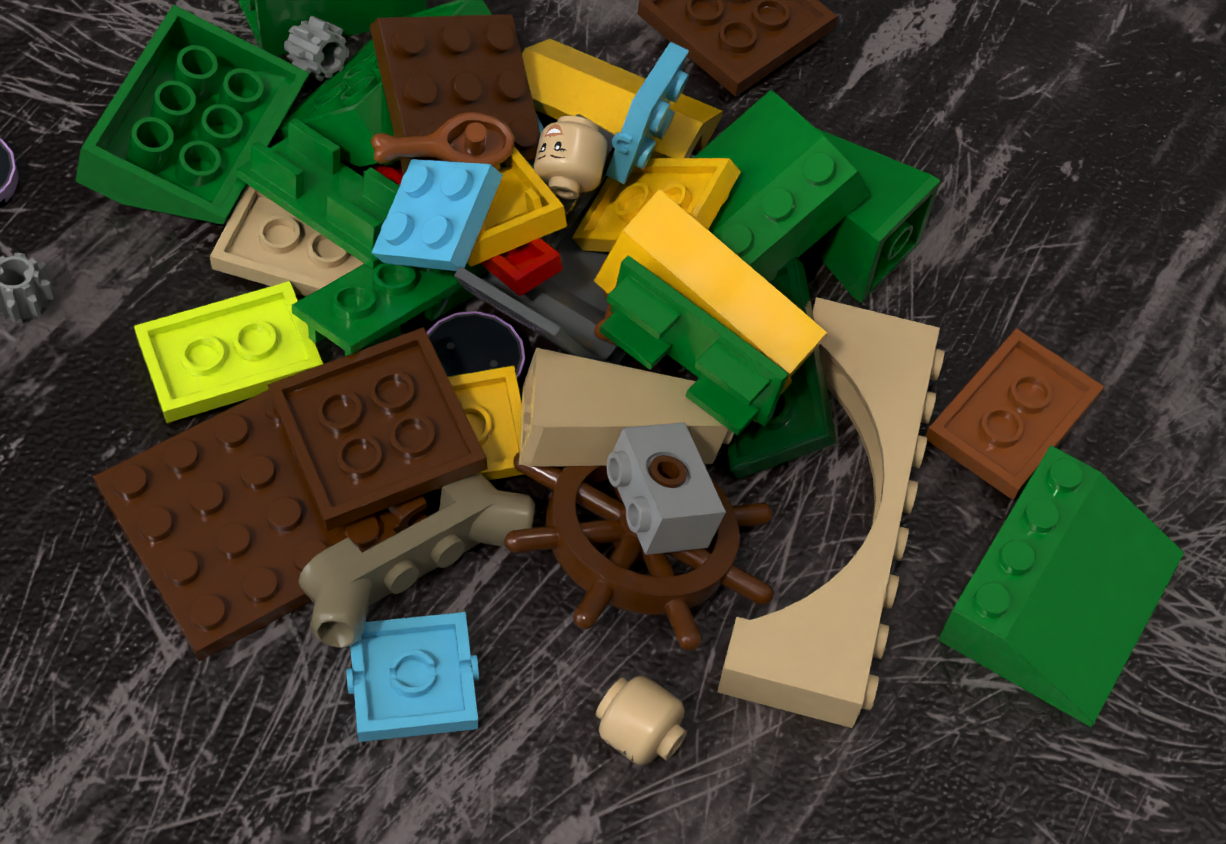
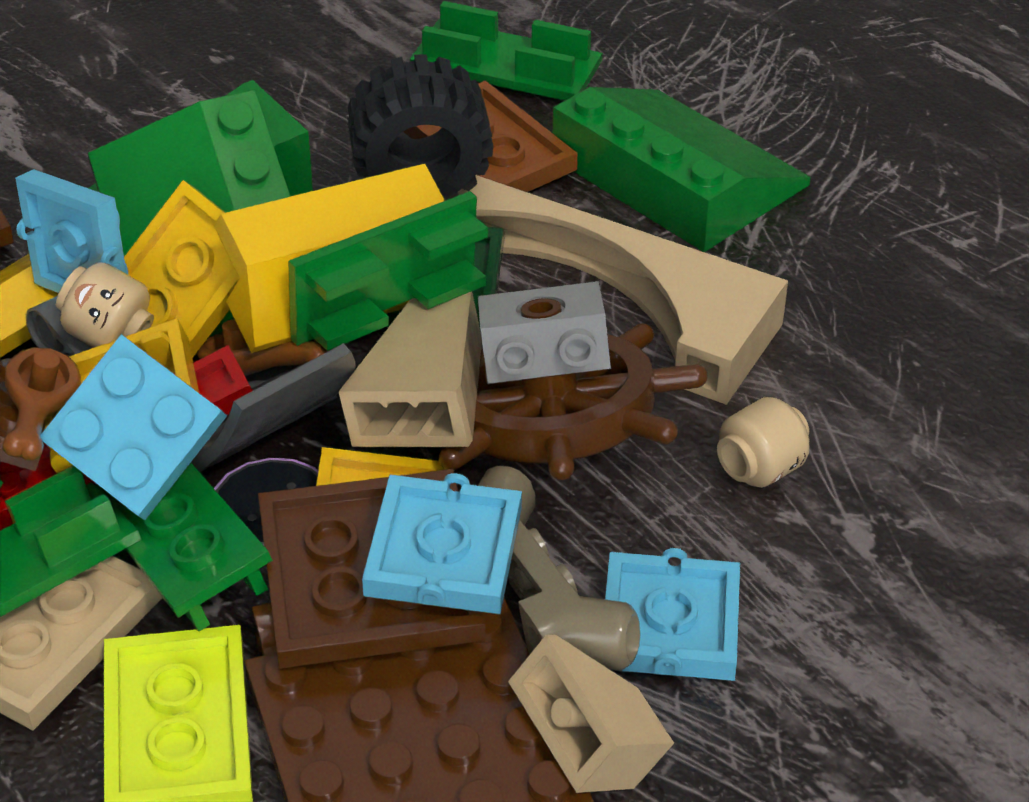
camera: 70 degrees left, 15 degrees down
(258, 626) = (589, 717): none -> tan slope
(381, 464) = (443, 543): none -> medium azure plate
(901, 324) = (415, 96): none -> black tyre
(1165, 403) = (549, 64): none -> green brick

